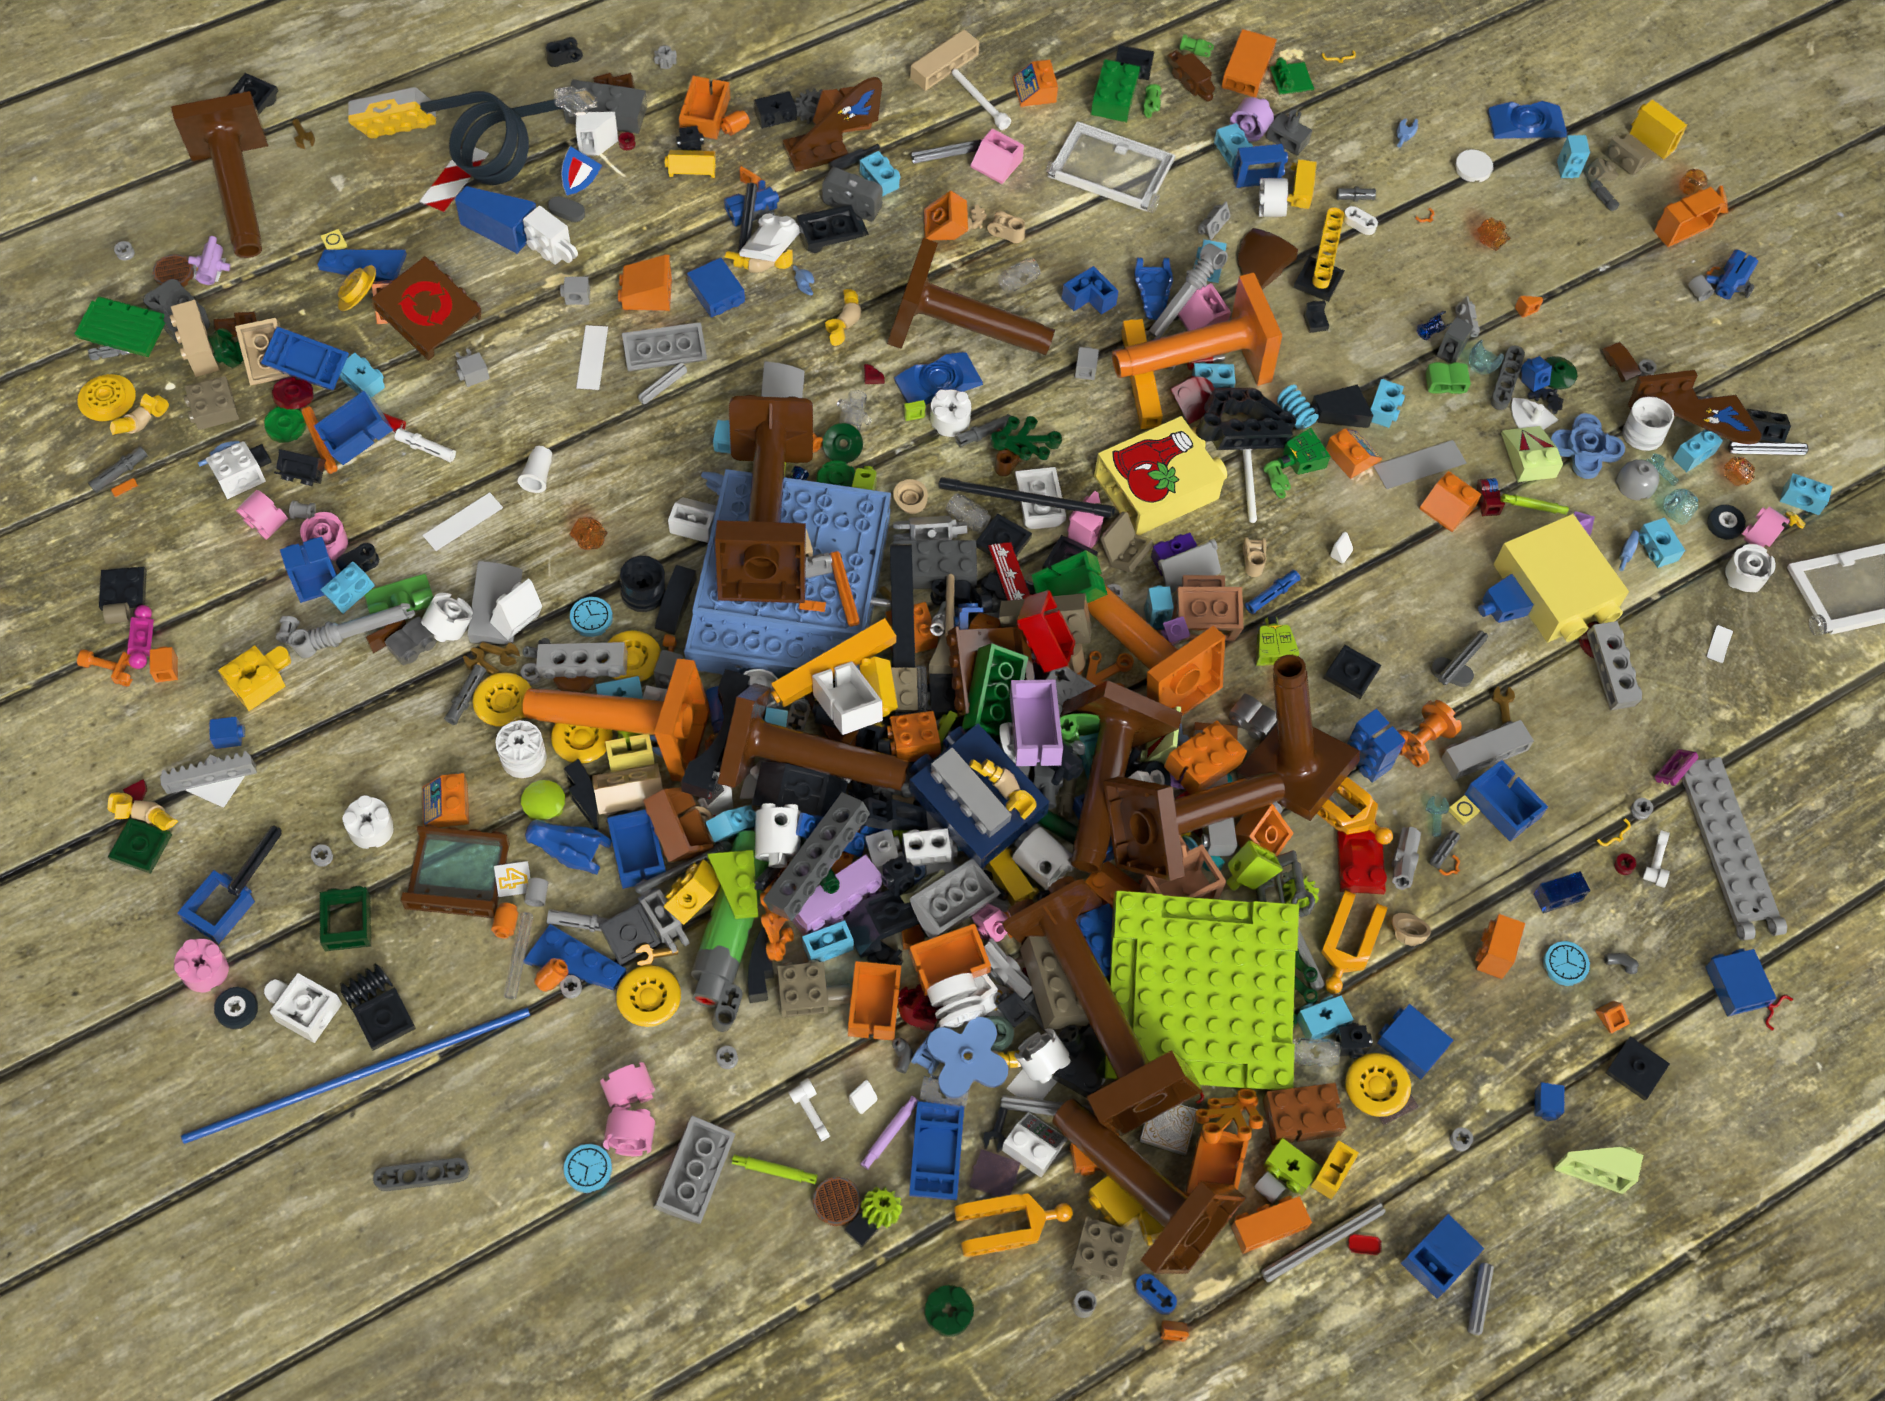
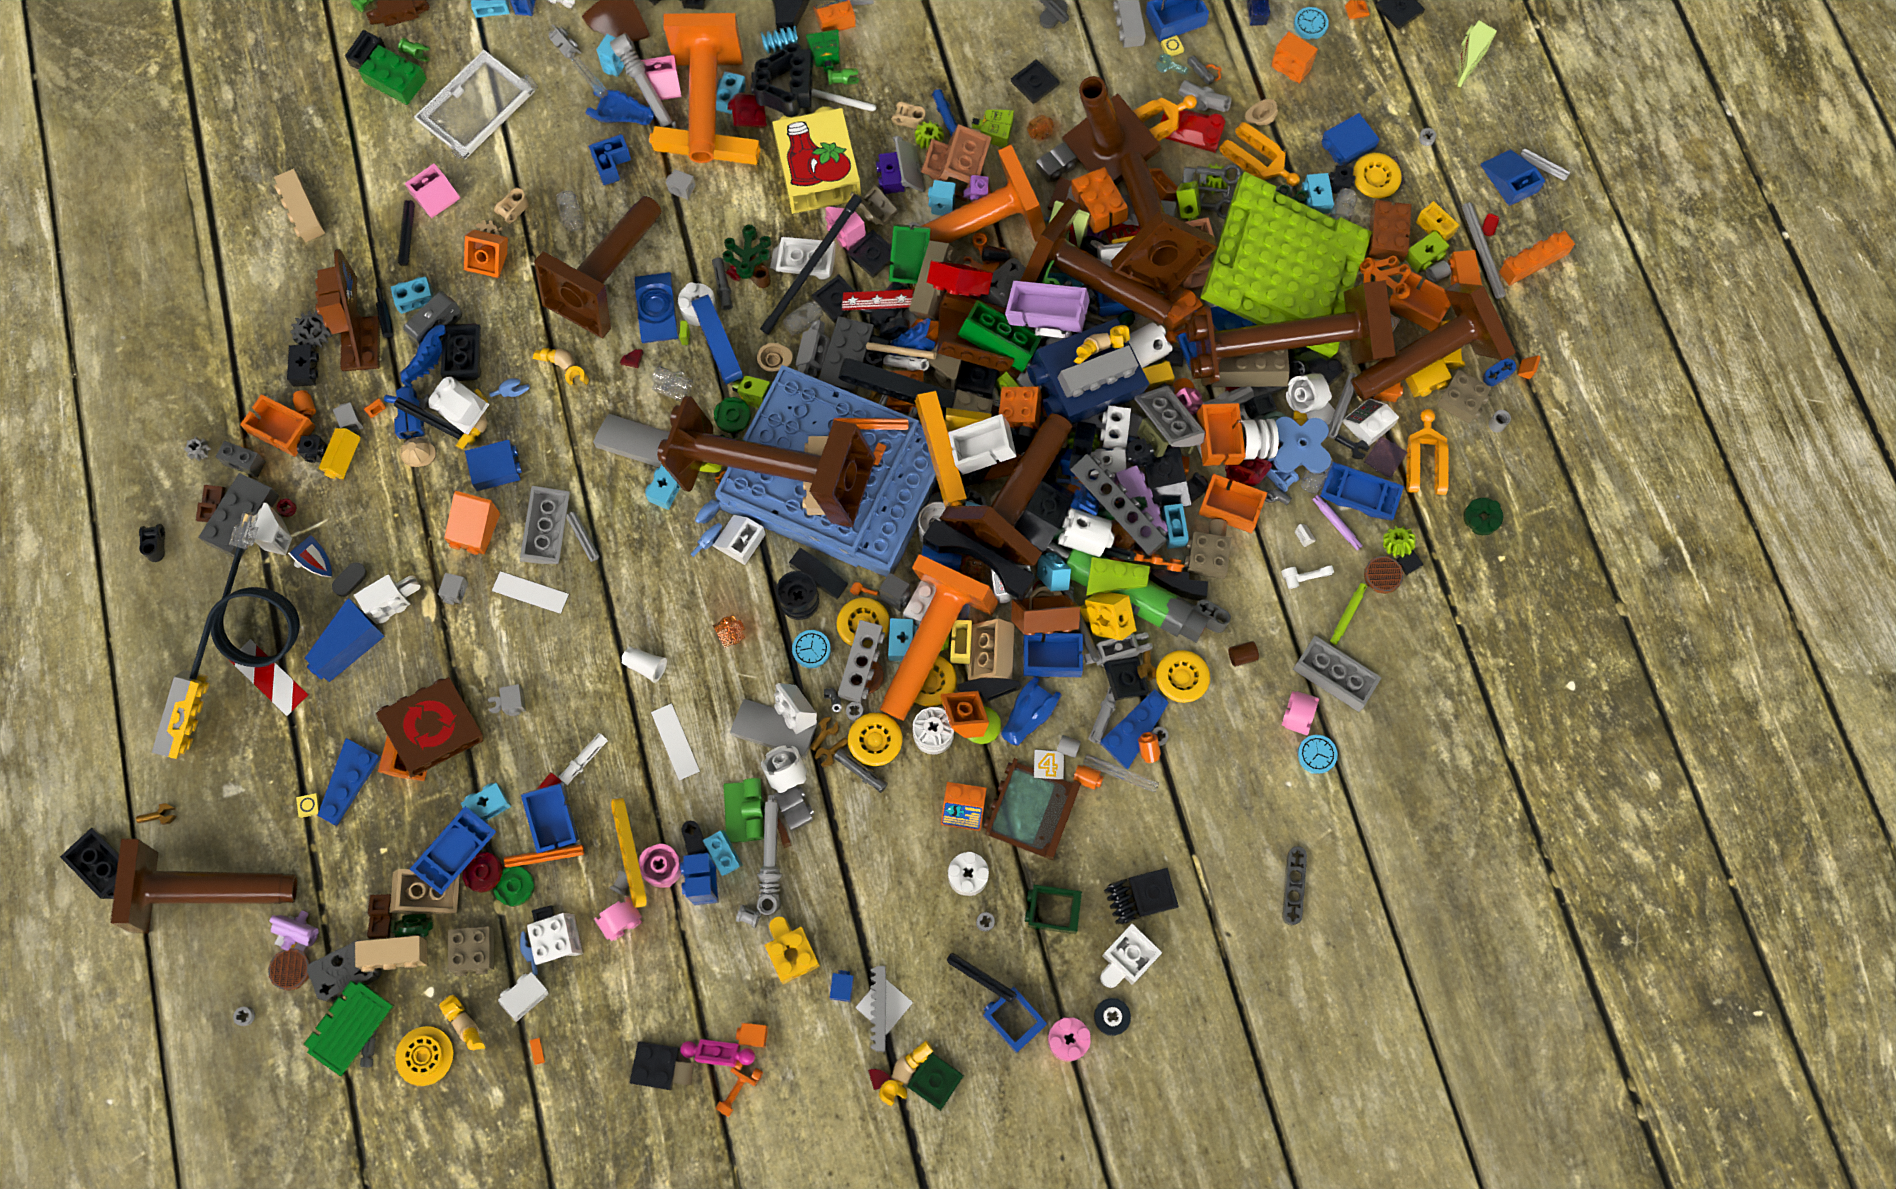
camera: 70 degrees left, 10 degrees up
(124, 464) = (506, 1031): dark grey pin -> none
(172, 457) = (522, 996): none -> white brick
(300, 466) = (574, 876): black hinge -> none
(331, 503) = (628, 852): none -> yellow beam
(355, 1075) = (1196, 928): blue piece -> none
(356, 287) = (382, 788): yellow wheel -> none
(541, 767) = (965, 713): none -> orange slope
(628, 1086) = (1263, 706): bright pink brick -> none
(663, 91) = (240, 459): none -> dark grey brick
(687, 490) = (707, 539): none -> medium blue hand
(691, 1055) = (1243, 653): none -> reddish brown piece
(715, 226) = (417, 452): none -> tan piece
(731, 159) = (348, 417): none -> light grey brick
(732, 1052) = (1252, 632): light grey bush -> none
(810, 197) = (427, 356): none -> blue animal
(832, 440) = (706, 393): dark green dish -> none
(906, 435) = (717, 340): none -> blue beam
(1001, 120) = (387, 178): white piece -> none
(1036, 84) = (358, 137): orange slope -> none
(1108, 672) = (993, 254): none -> black cone
(1178, 249) = (589, 77): none -> clear axle
(1239, 577) = (927, 132): none -> lime gear
(1334, 1310) = (1537, 257): none -> orange brick
(1342, 548) = (920, 53): white slope -> none
(1376, 754) = (1122, 83): blue piece -> none
(1437, 722) = (1099, 35): orange piece -> none
(1549, 1101) = (1414, 70): blue brick -> none

